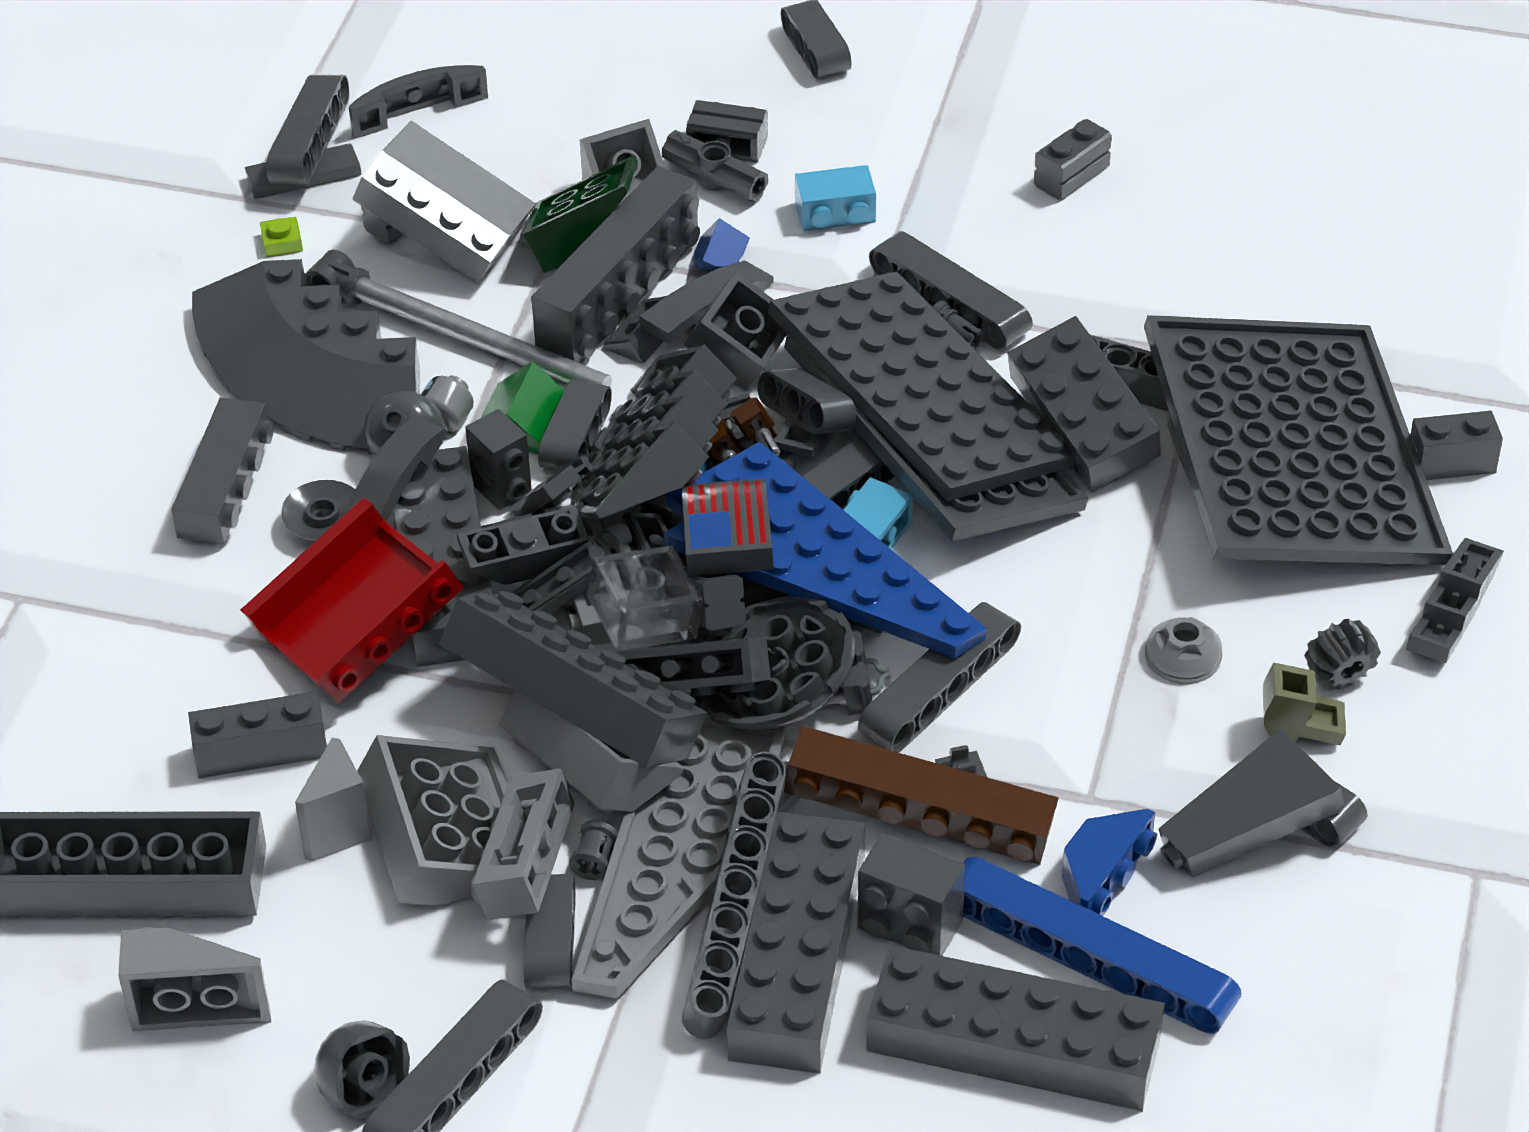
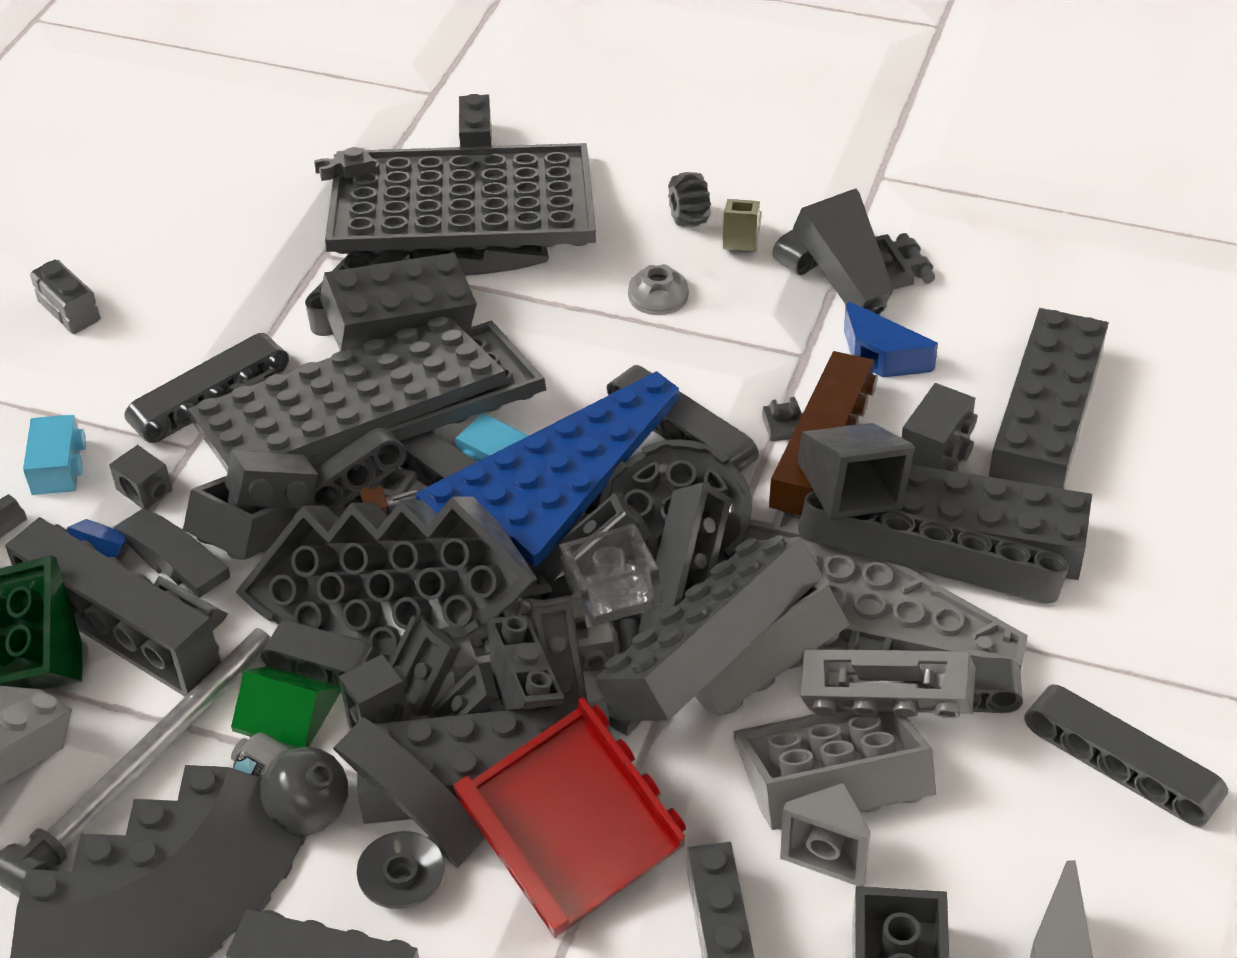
camera: 85 degrees left, 0 degrees up
(360, 1066) = (1136, 818): dark grey cylinder -> none
(727, 527) = (550, 496): dark grey slope -> none
(765, 330) = (270, 479): none -> dark grey brick
(799, 777) = (856, 468): none -> dark grey slope
(808, 262) = (141, 477): none -> dark grey brick
(1097, 946) = (966, 349): blue beam -> none
(1273, 867) = (900, 270): none -> dark grey plate
(1324, 331) = (350, 163): none -> dark grey plate
(1454, 600) = (621, 149): dark grey slope -> none

